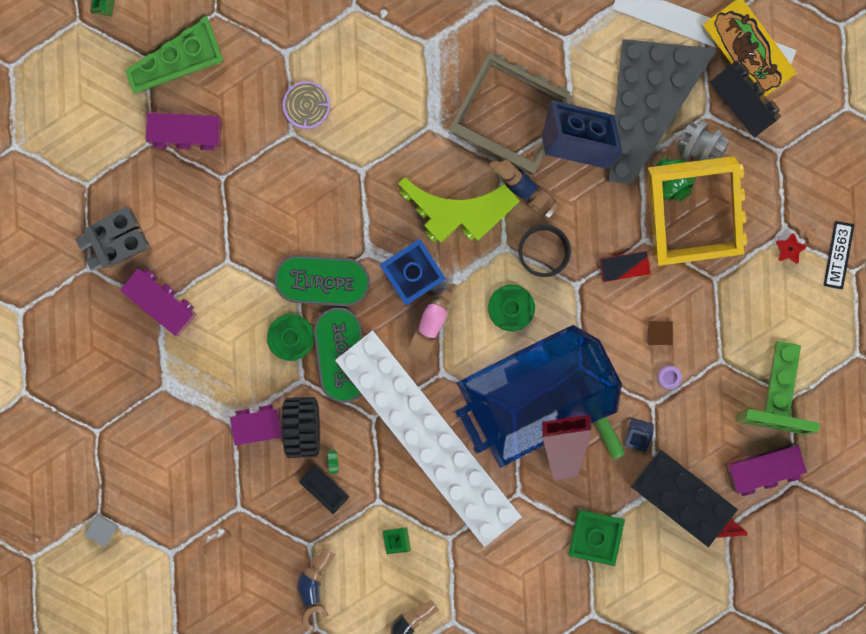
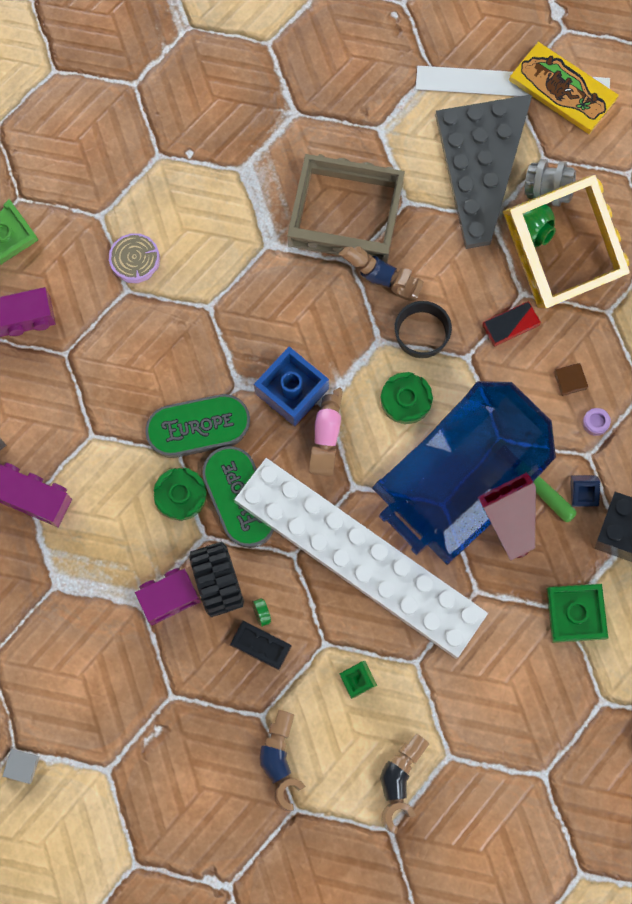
camera: 15 degrees left, 15 degrees down
(446, 215) = (309, 322): lime arch -> none
(581, 135) = (424, 205): dark blue slope -> none
(746, 98) = (577, 127): black brick -> none

